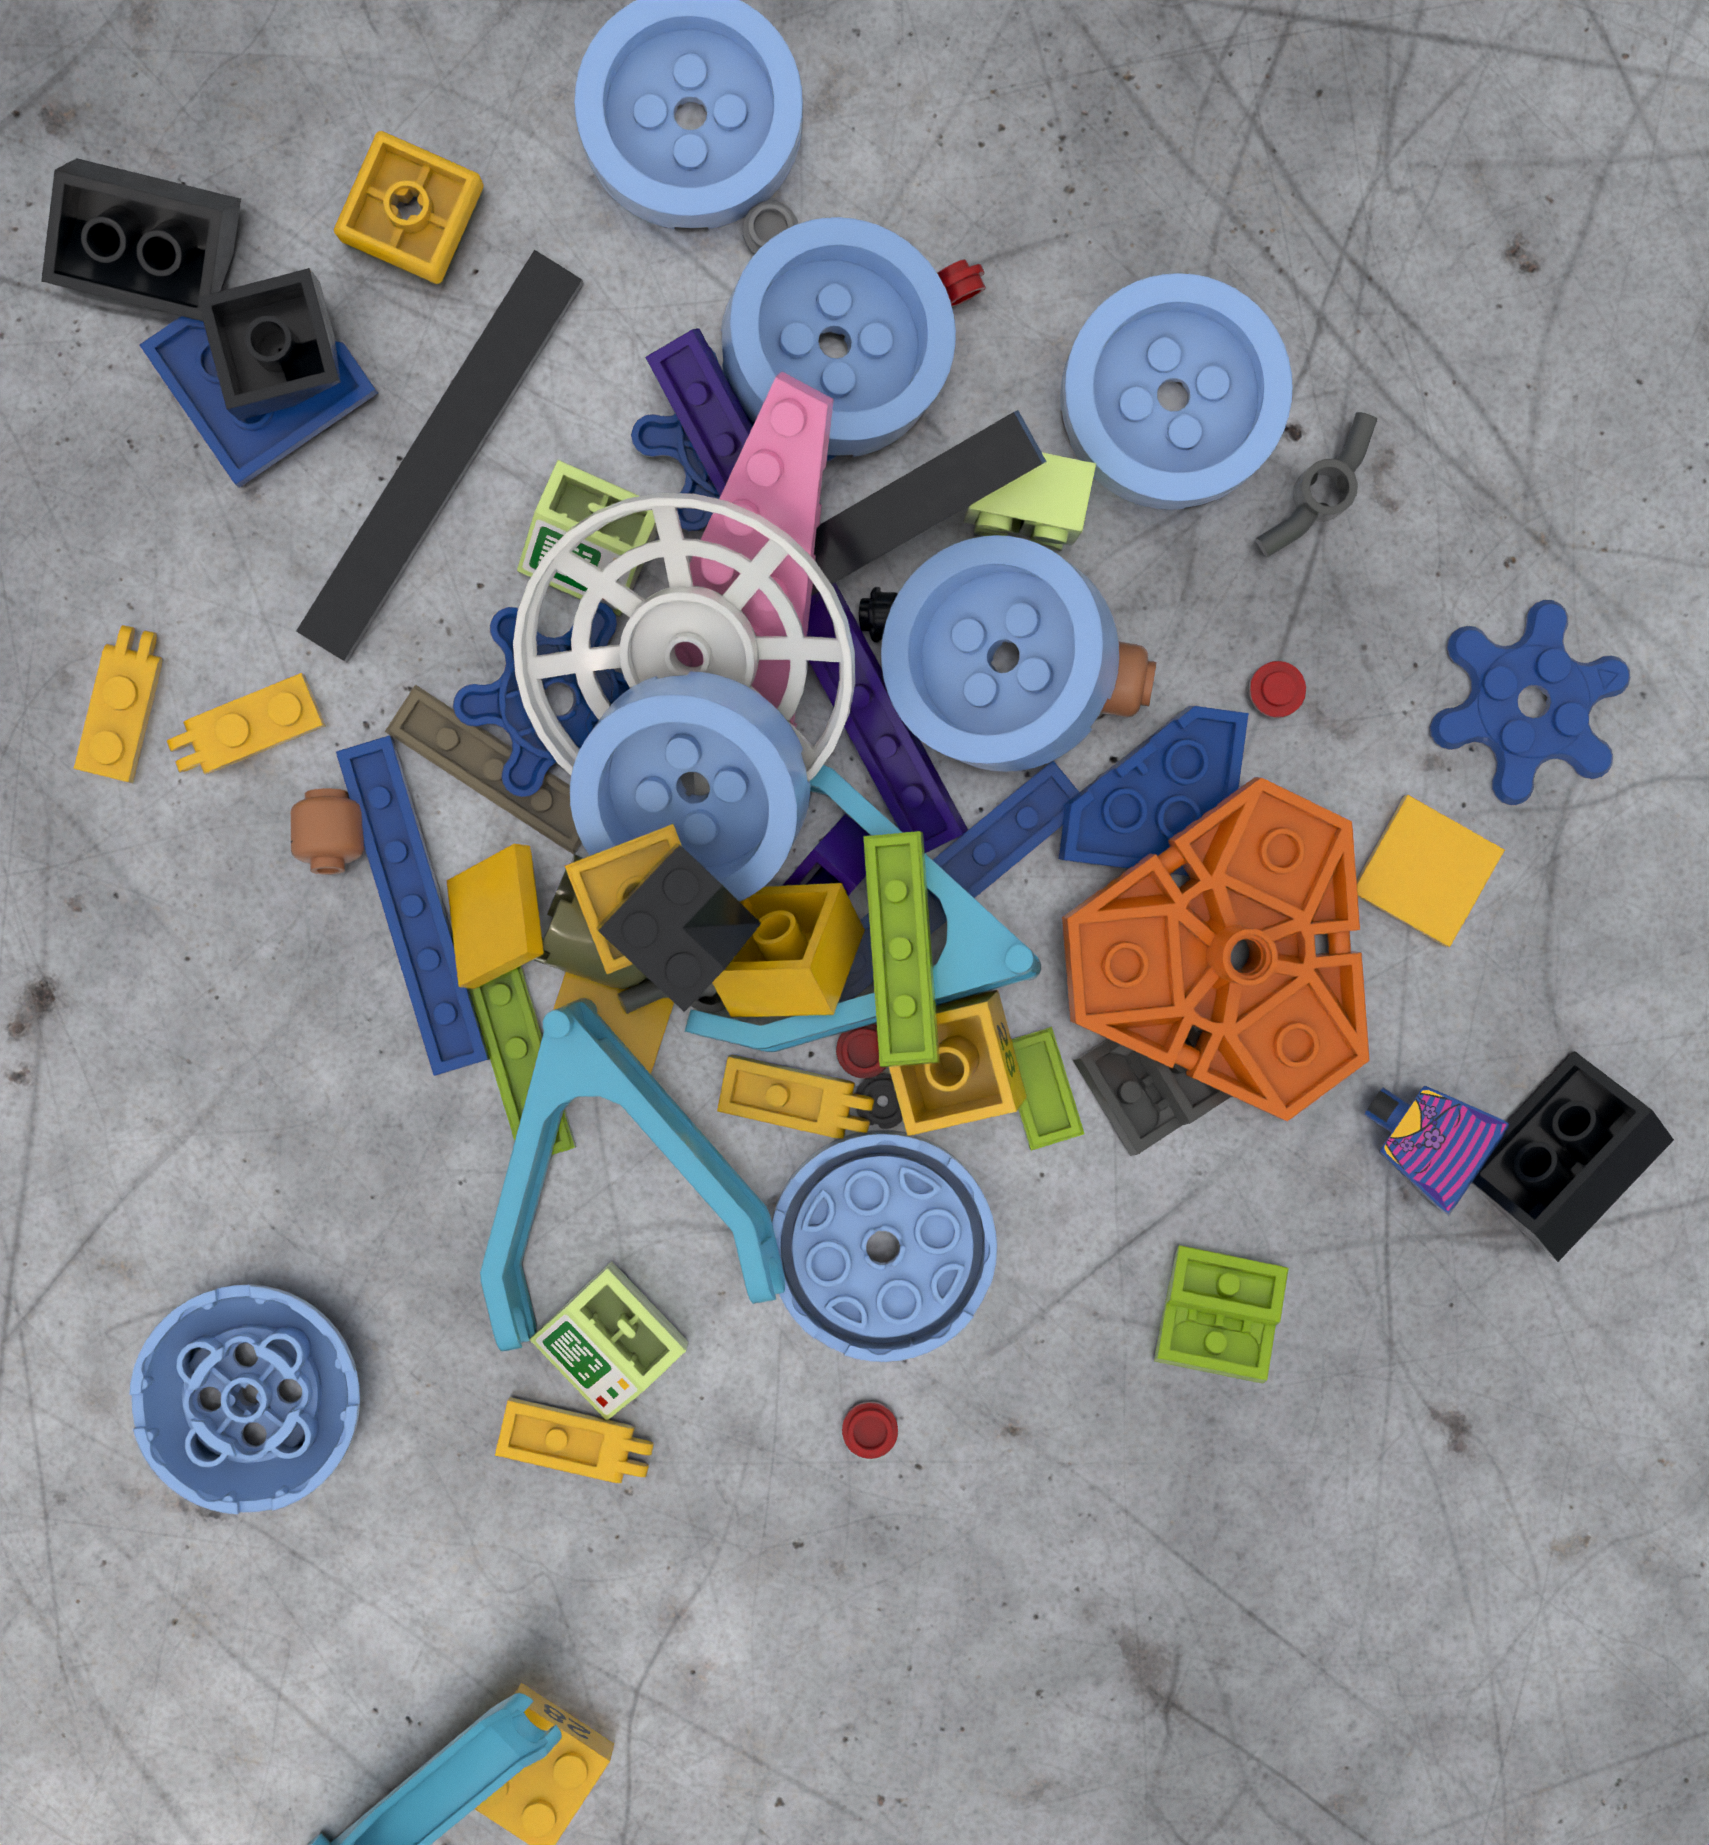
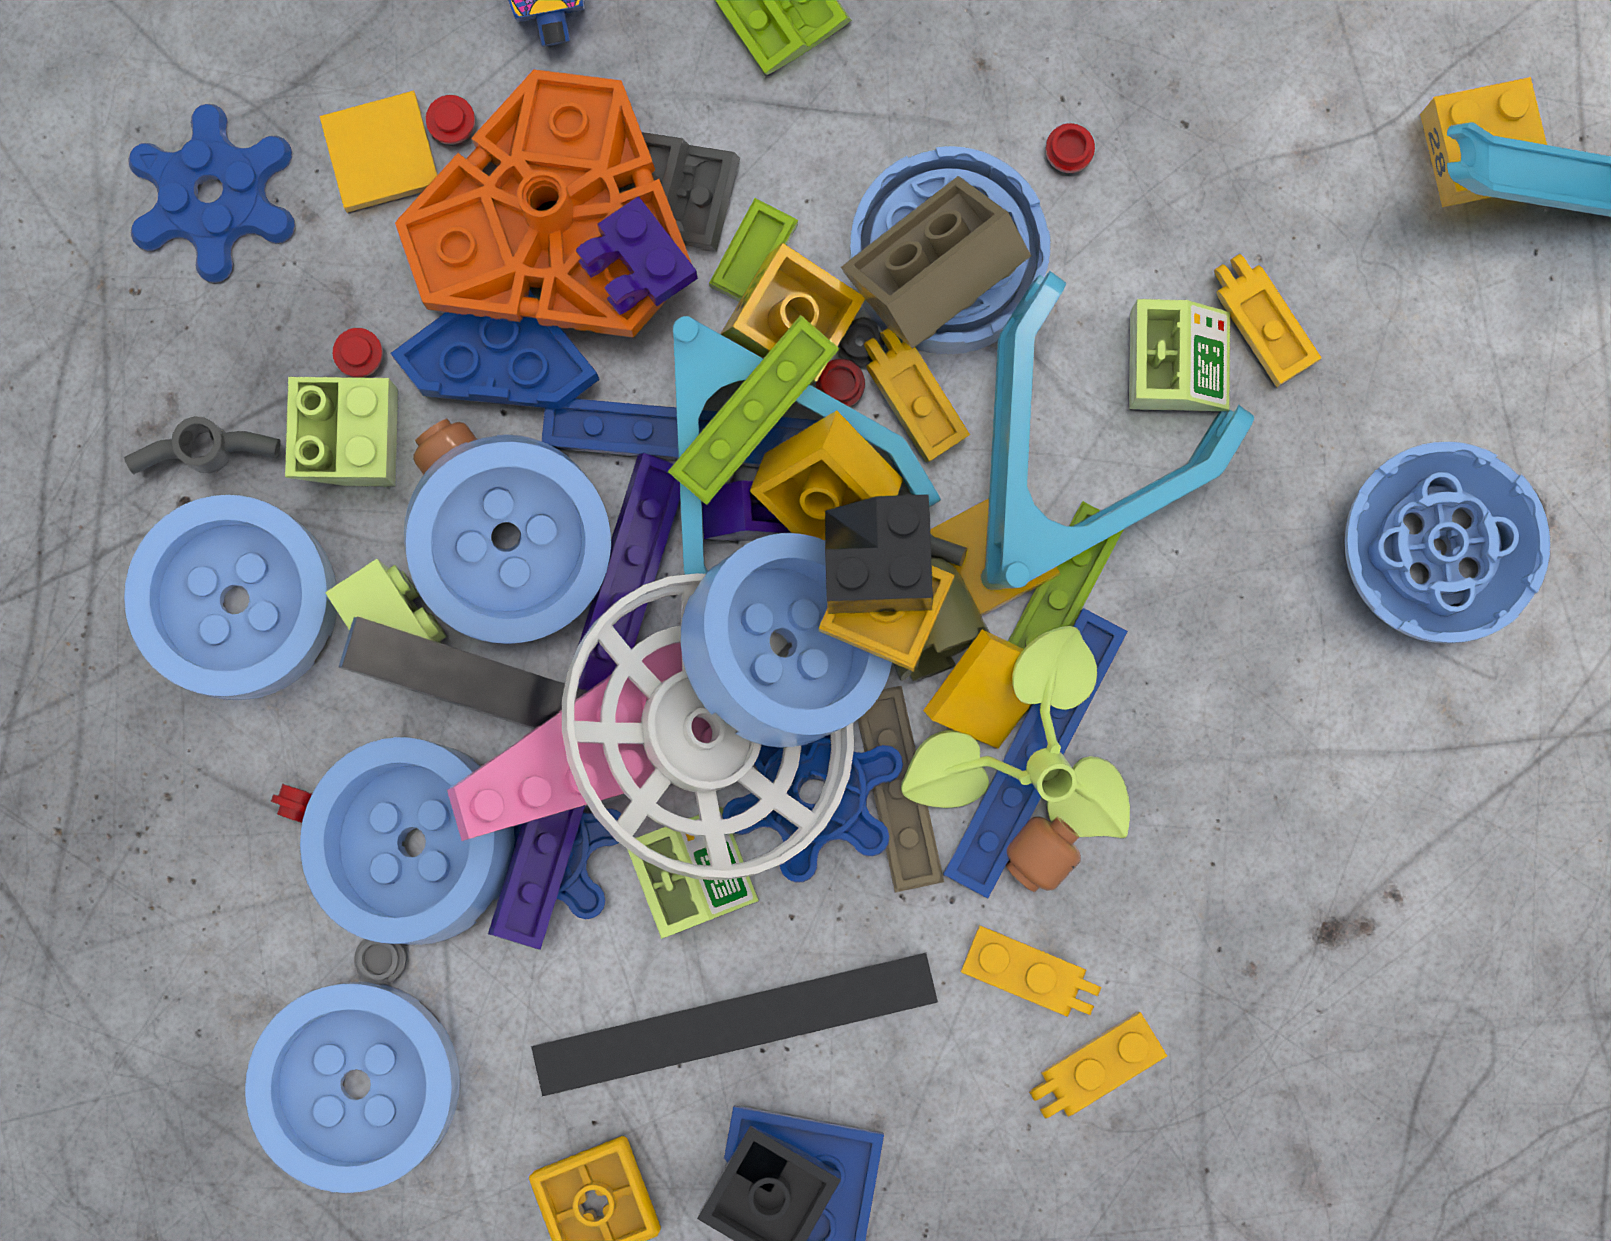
camera: 140 degrees left, 5 degrees down
(332, 910) = (1088, 797): none -> yellowish green plant
(874, 612) = (557, 646): black plate -> none
(877, 1220) = (937, 261): none -> dark tan slope
(1121, 995) = (645, 249): none -> dark purple plate
(1223, 611) = (342, 430): none -> yellowish green slope
(1396, 953) = (450, 119): none -> red plate

